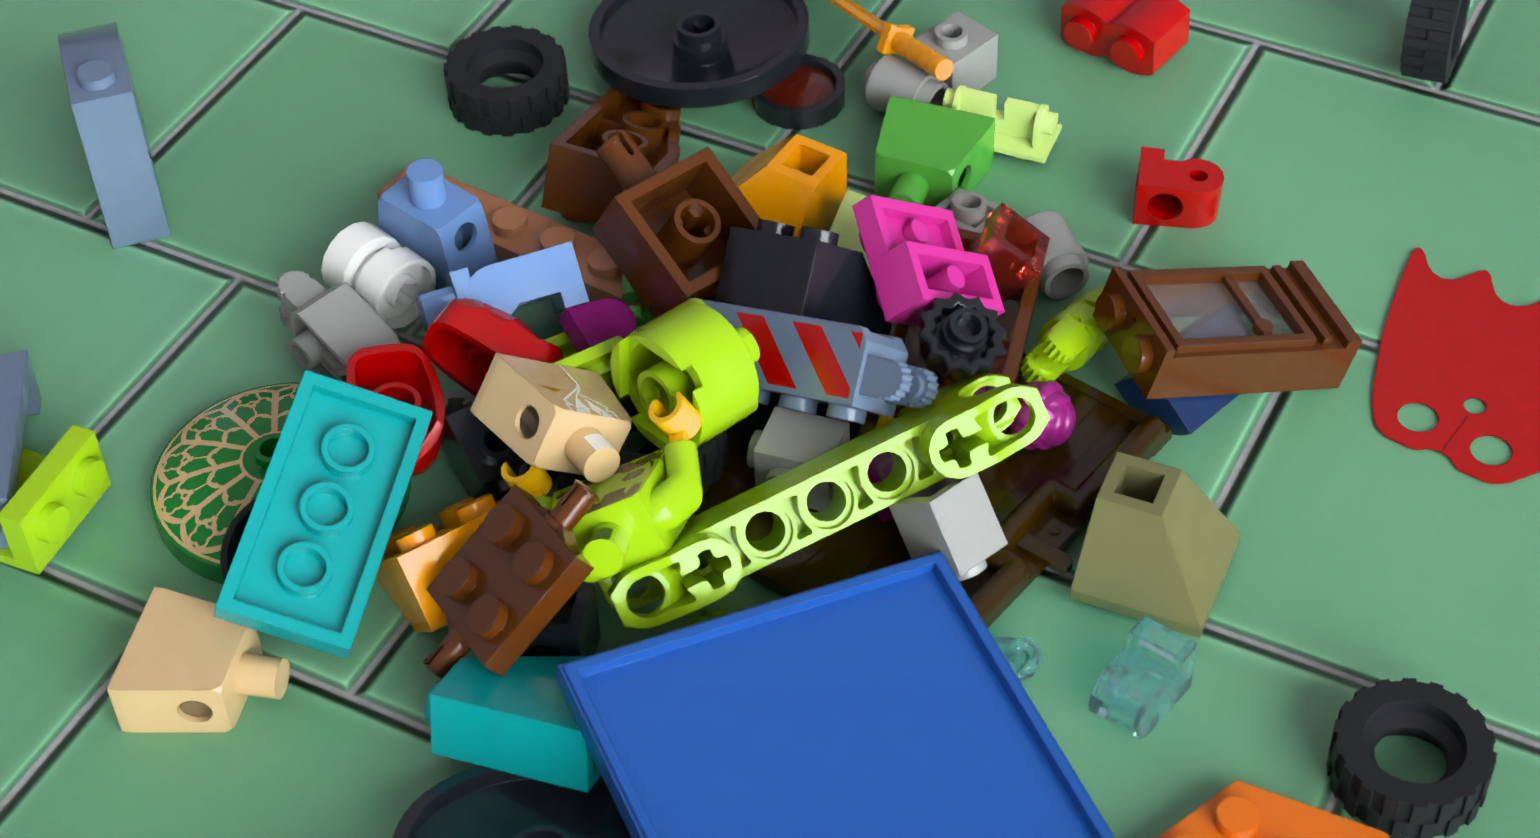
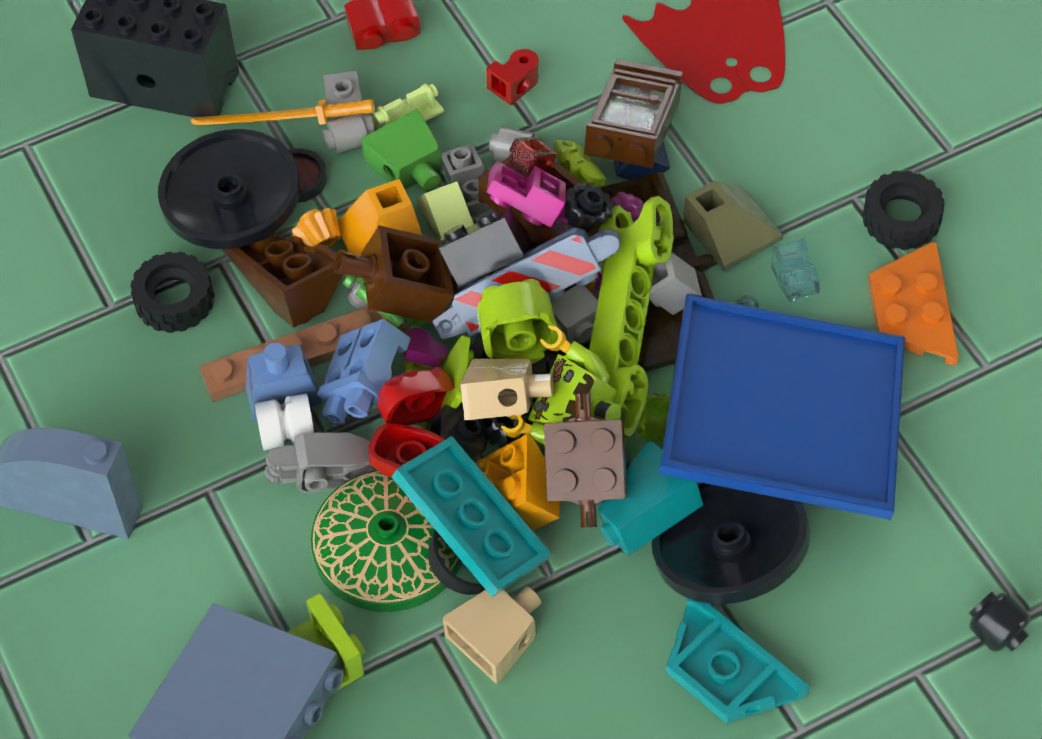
camera: 55 degrees left, 10 degrees up
(722, 134) = (318, 228): none -> light orange piece

